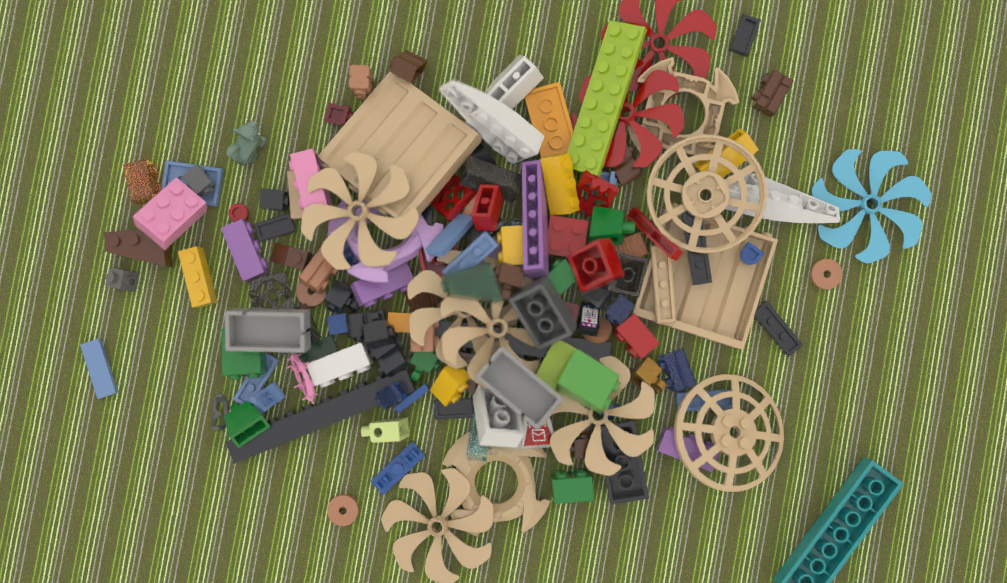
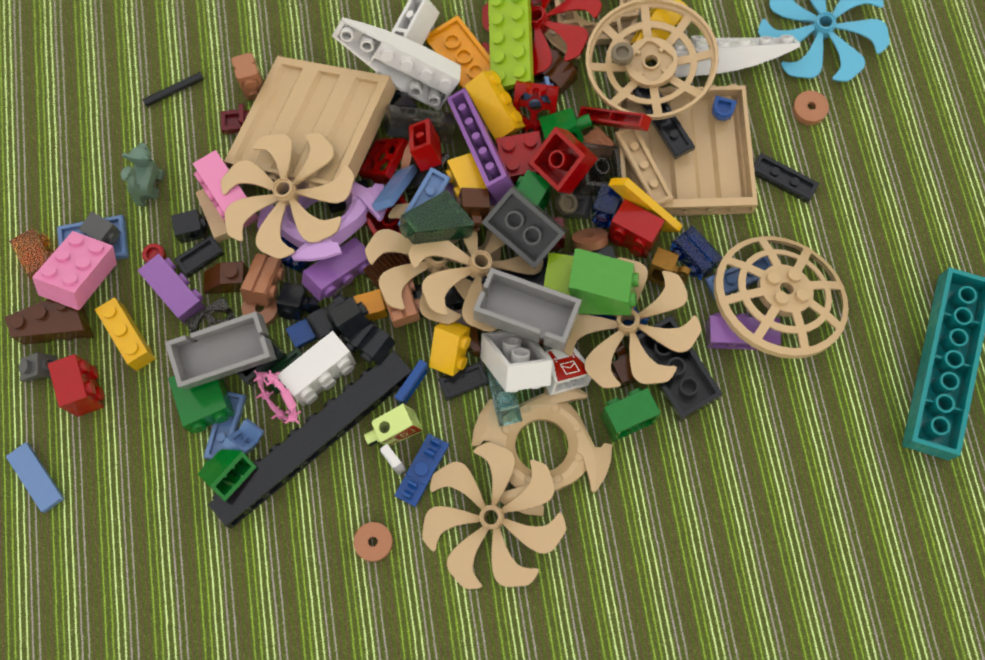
camera: 15 degrees left, 15 degrees down
(148, 309) = (76, 385): none -> red brick
(221, 398) = (189, 459): dark grey helmet -> none
(295, 64) = (173, 89): none -> black bar
(376, 457) = (392, 459): none -> white tile
(390, 395) = (385, 377): clear blue slope -> none
(408, 66) = (294, 46): reddish brown brick -> none
(424, 361) = (412, 338): green brick -> none
(588, 296) = (566, 203): none -> dark tan tile
(588, 319) = (578, 231): tile -> none
(649, 322) = (635, 195): none -> yellow tile
(682, 183) = (622, 54): none -> dark tan tile

